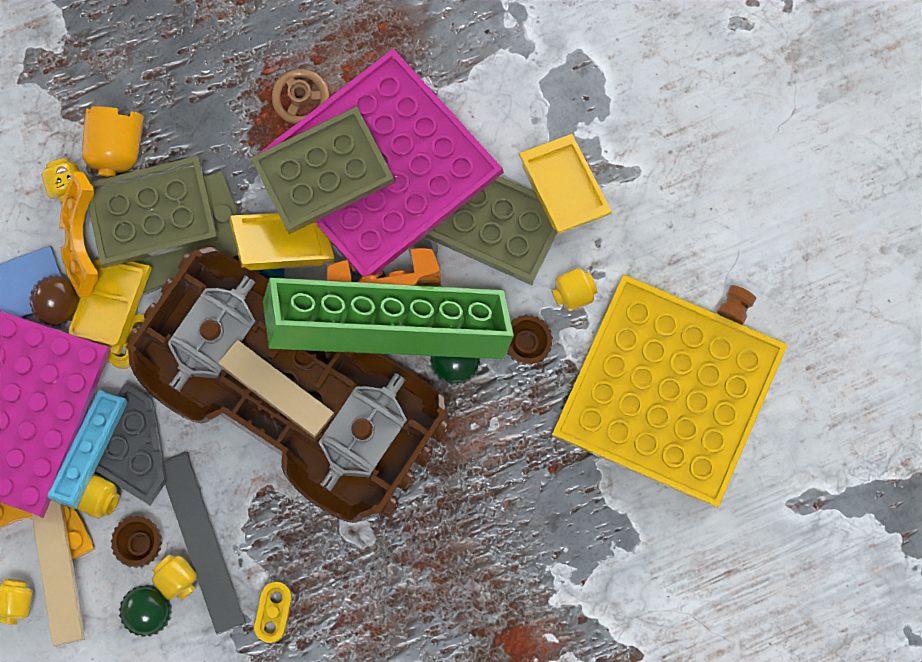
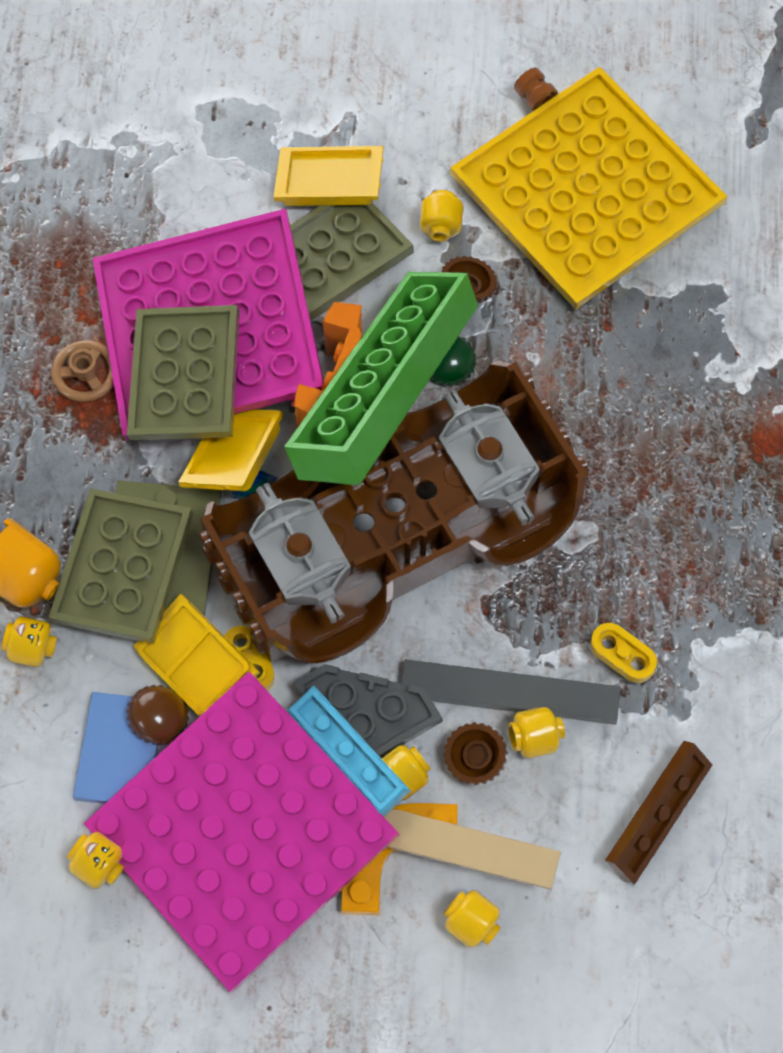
camera: 65 degrees left, 10 degrees down
(72, 217) = (81, 651): light orange plate -> none
(145, 611) = (553, 786): dark green hat -> none
(276, 389) = (400, 511): tan tile -> none

